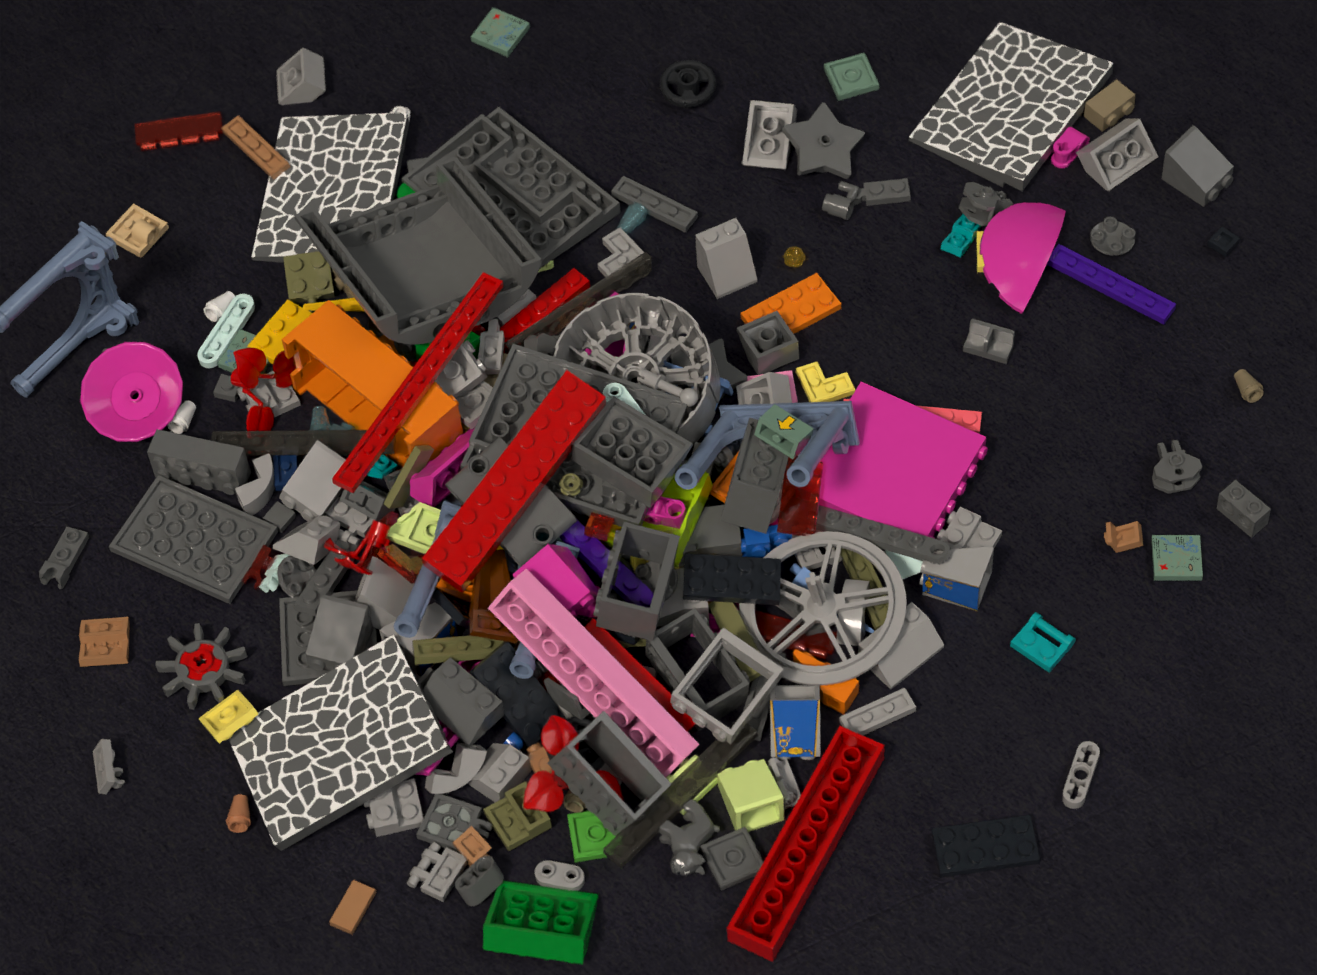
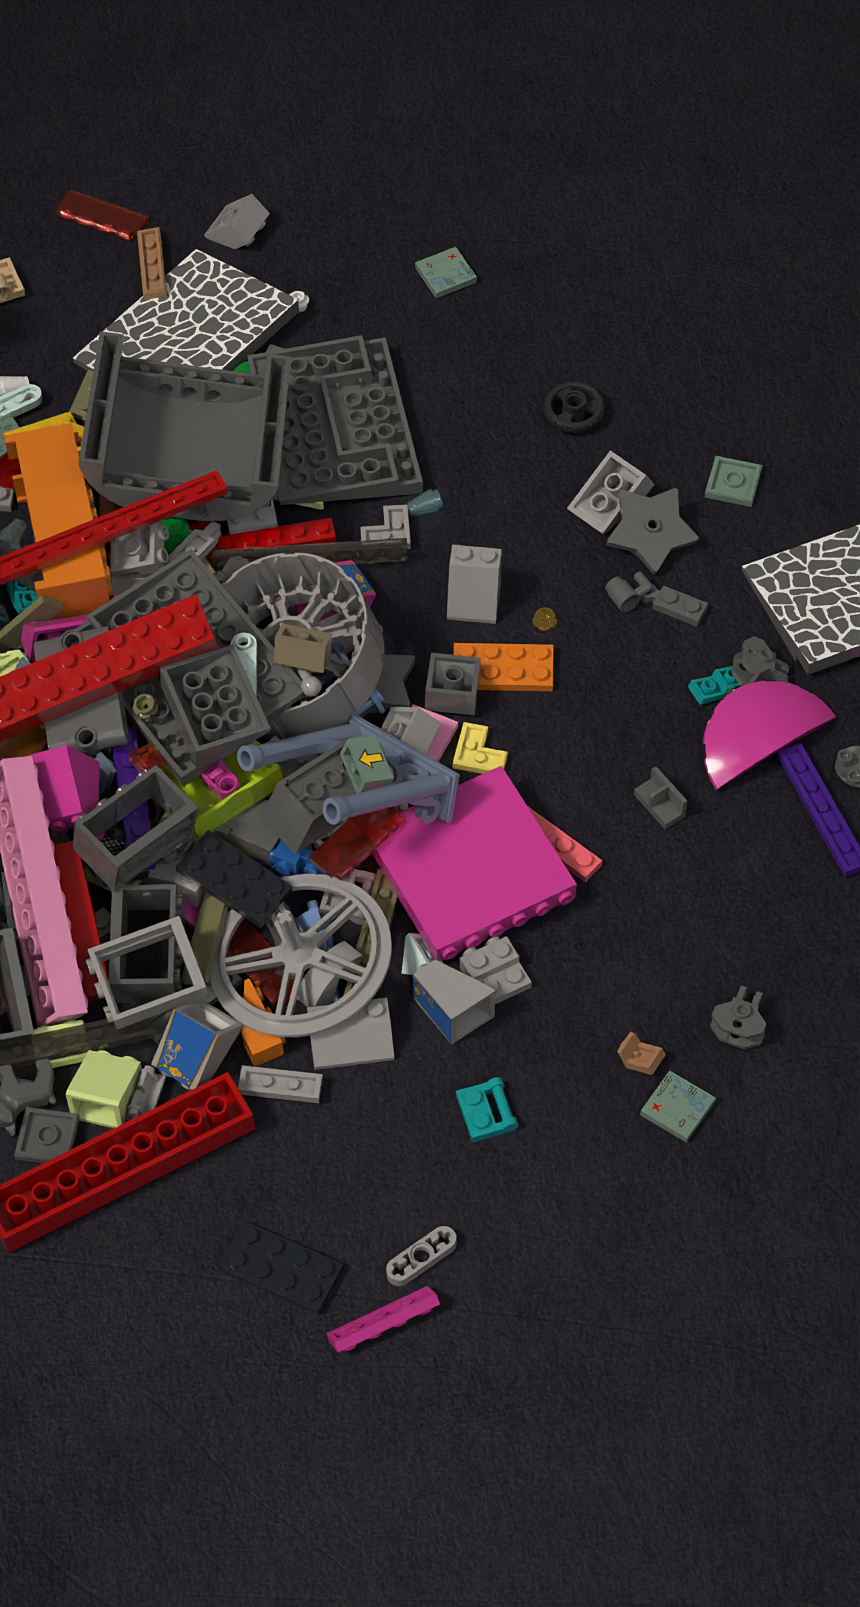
camera: 30 degrees right, 0 degrees up
(655, 204) = (456, 501): dark grey plate -> none
(667, 369) = (302, 648): none -> dark tan brick
(883, 535) = (402, 916): dark grey plate -> none
(1091, 835) = (388, 1316): none -> dark pink plate
(1243, 508) = (776, 1097): dark grey brick -> none

